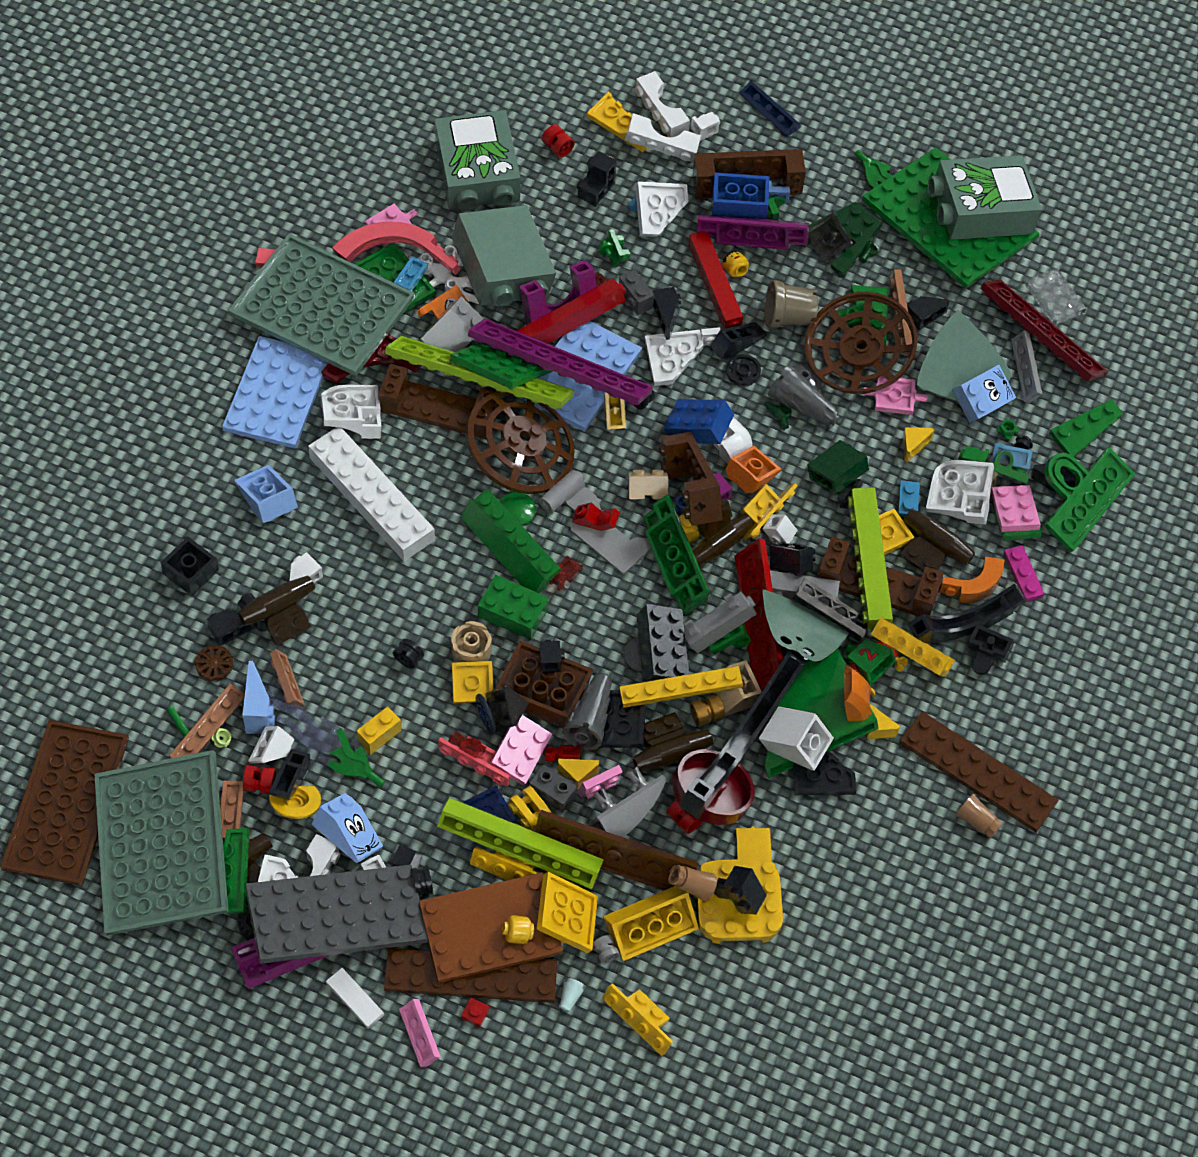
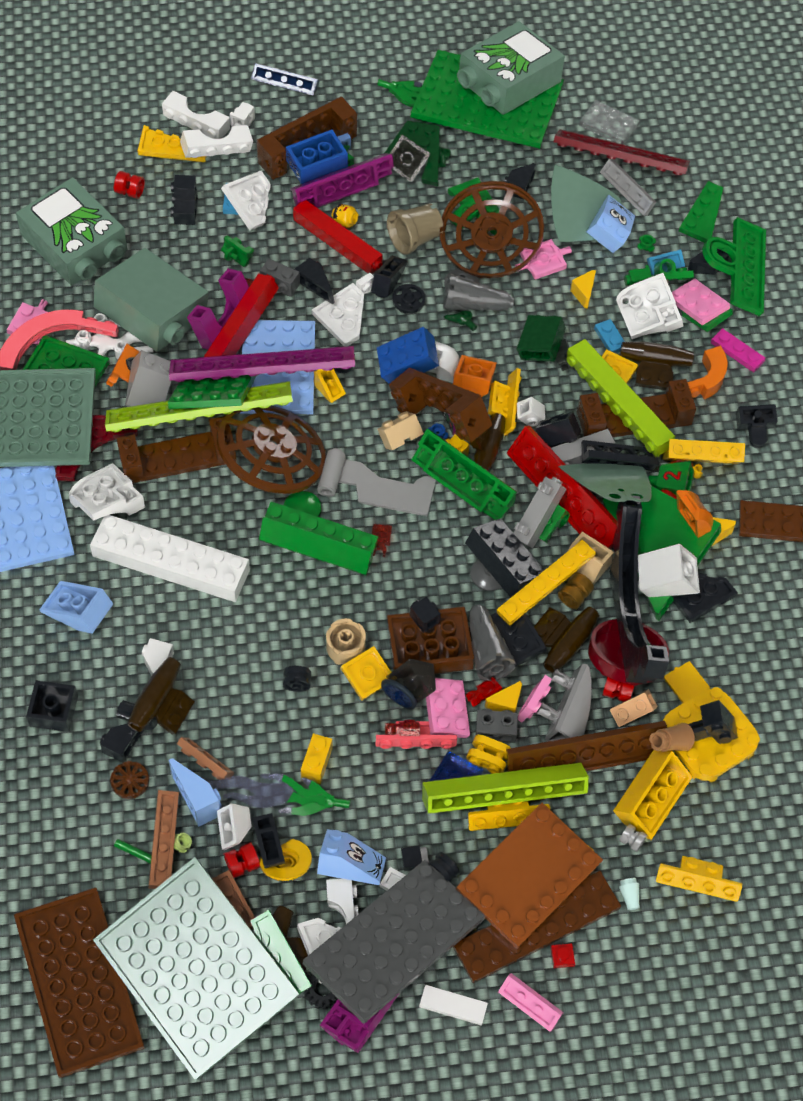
camera: 30 degrees left, 0 degrees up
(411, 273) = (80, 353): dark azure plate -> none
(513, 607) = (358, 591): green brick -> none
(518, 929) = (558, 863): yellow head -> none
(567, 912) = (585, 824): yellow plate -> none
(592, 517) = (370, 481): red slope -> none
(687, 840) = (634, 708): none -> light nougat bracket
(898, 295) = (484, 171): nougat plate -> none
(955, 626) = (717, 419): black arch -> none
(1023, 442) = (667, 247): black plate -> none

